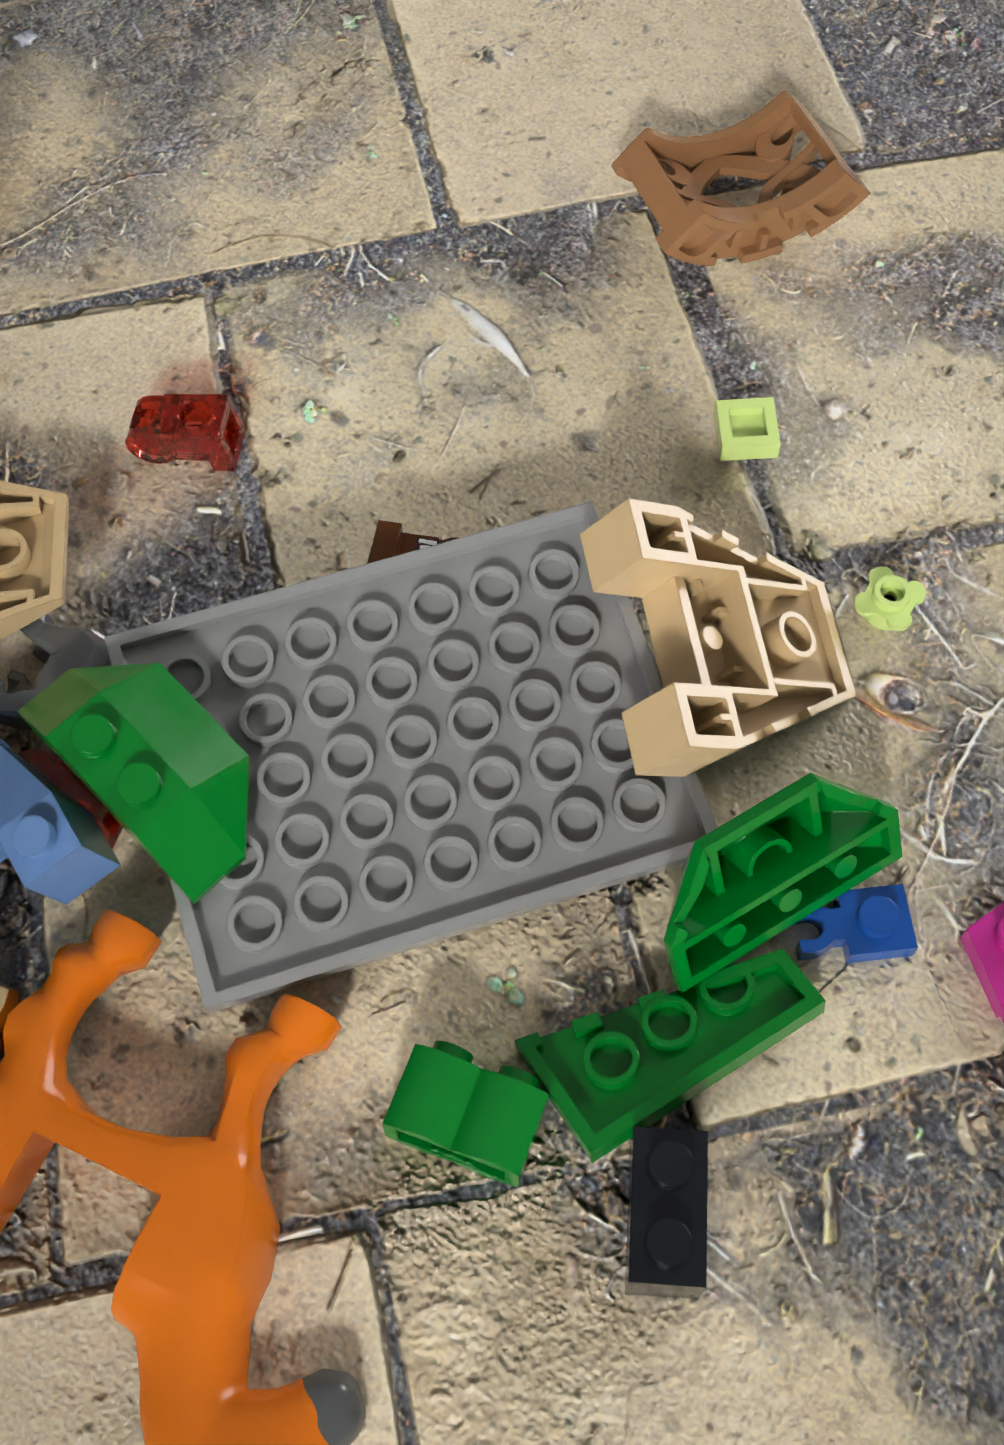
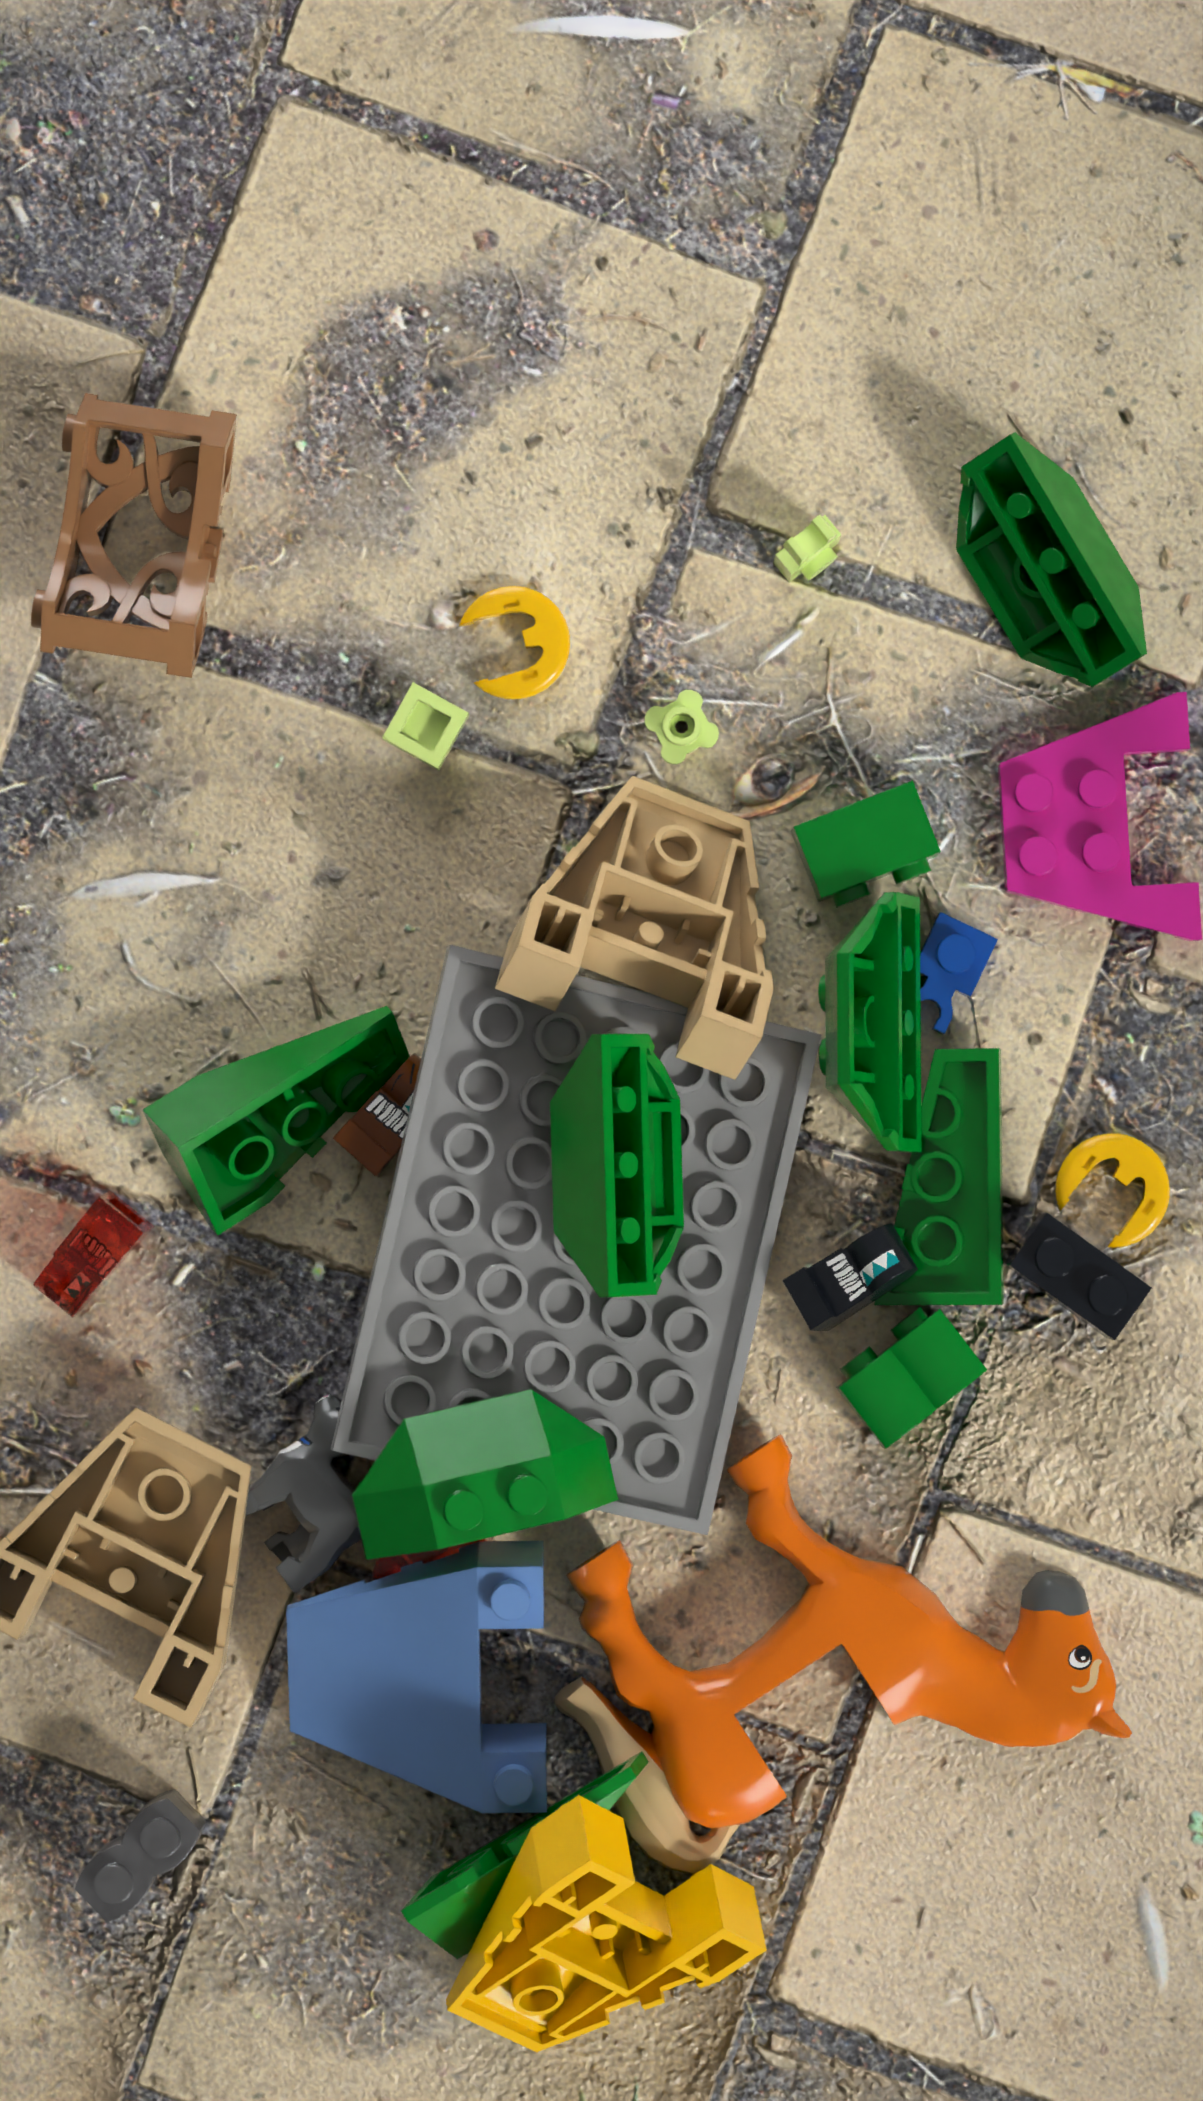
camera: 60 degrees left, 25 degrees up
(347, 472) = (254, 1118): none -> green wedge
(500, 716) = (618, 1165): none -> green wedge
(524, 996) = (850, 1278): none -> black leg
(810, 1208) = (1134, 1161): none -> yellow head
(877, 475) = (547, 633): none -> yellow head
(920, 777) = (866, 843): none -> green brick

